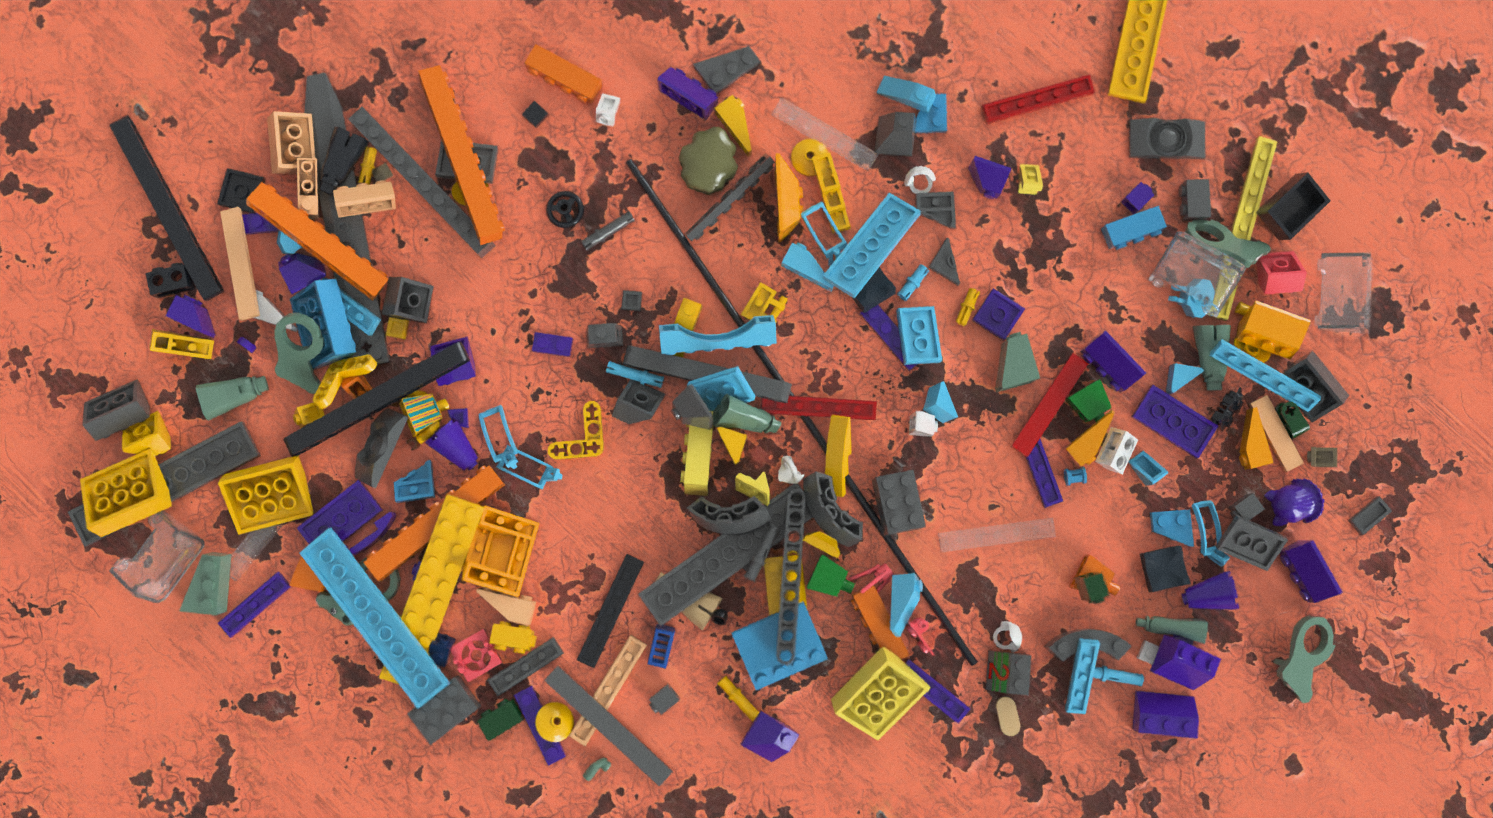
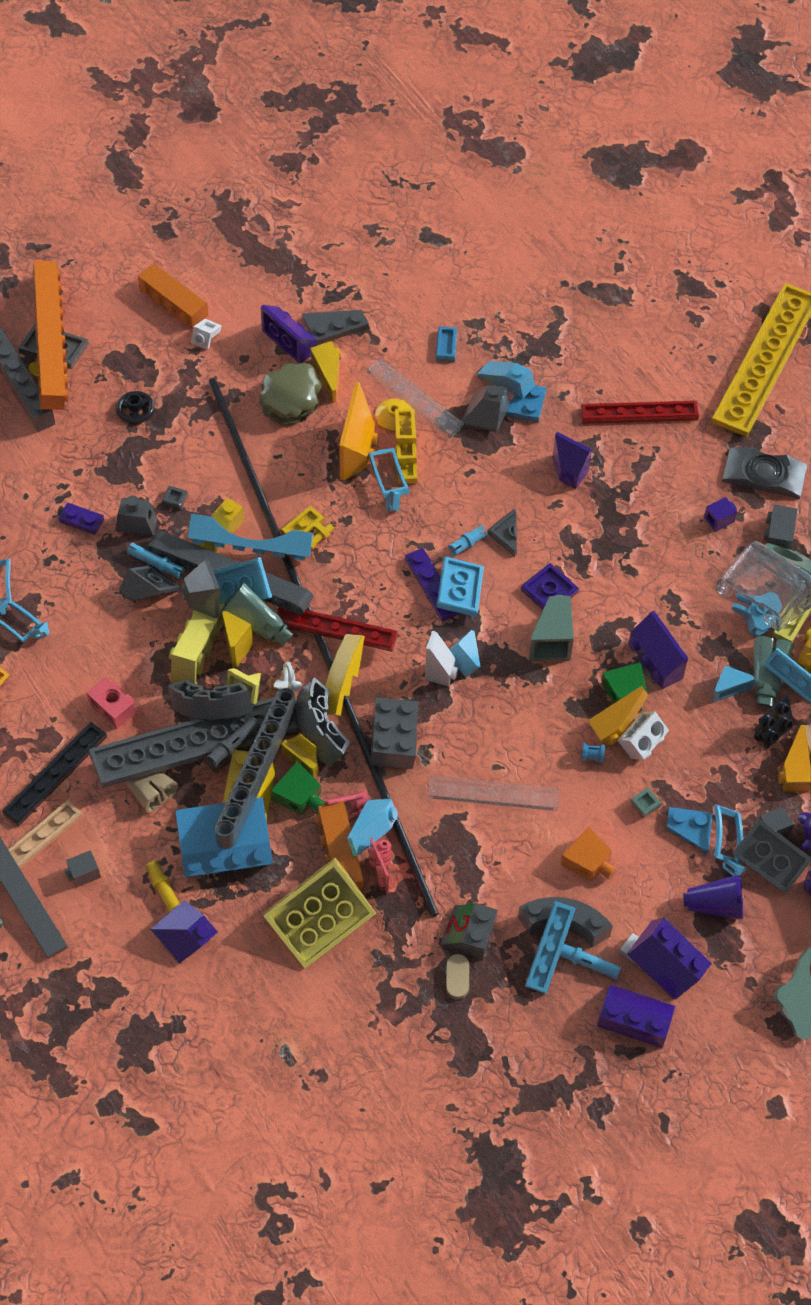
camera: 15 degrees right, 25 degrees down
(535, 114) = (133, 324): black tile -> none
(589, 438) = (88, 610): yellow beam -> none
(608, 230) = (162, 434): dark grey pin -> none
(628, 527) = (116, 712): none -> coral brick
(664, 630) = (98, 801): blue slope -> none
(720, 616) = (169, 803): black hinge -> none
(763, 165) = (310, 421): dark grey wing -> none
(803, 264) = (358, 499): medium azure slope -> none
(839, 64) = (446, 344): none -> dark azure tile
(871, 245) = (432, 493): medium azure plate -> none
(875, 291) = (420, 530): black brick -> none
(909, 180) = (499, 444): white piece -> none
(937, 207) = (510, 480): dark grey wing -> none
(940, 696) = (388, 938): dark purple plate -> none
(967, 306) = (518, 574): yellow axle -> none
(1015, 635) = (486, 889): white piece -> none
(1029, 179) = (611, 477): light yellow slope -> none
(1043, 476) = (557, 740): dark purple tile -> none
(1049, 405) = (581, 680): red tile -> none
(1092, 587) = (579, 847): dark green brick -> none
(1131, 513) = (646, 802): none -> sand green plate
(1134, 228) = (710, 539): dark azure brick -> none
(1147, 468) = (674, 764): medium azure slope -> none
(1164, 568) = (670, 863): black brick -> none
(1174, 421) = (714, 725): dark purple plate -> none
(1189, 628) = (687, 924): sand green piece -> none

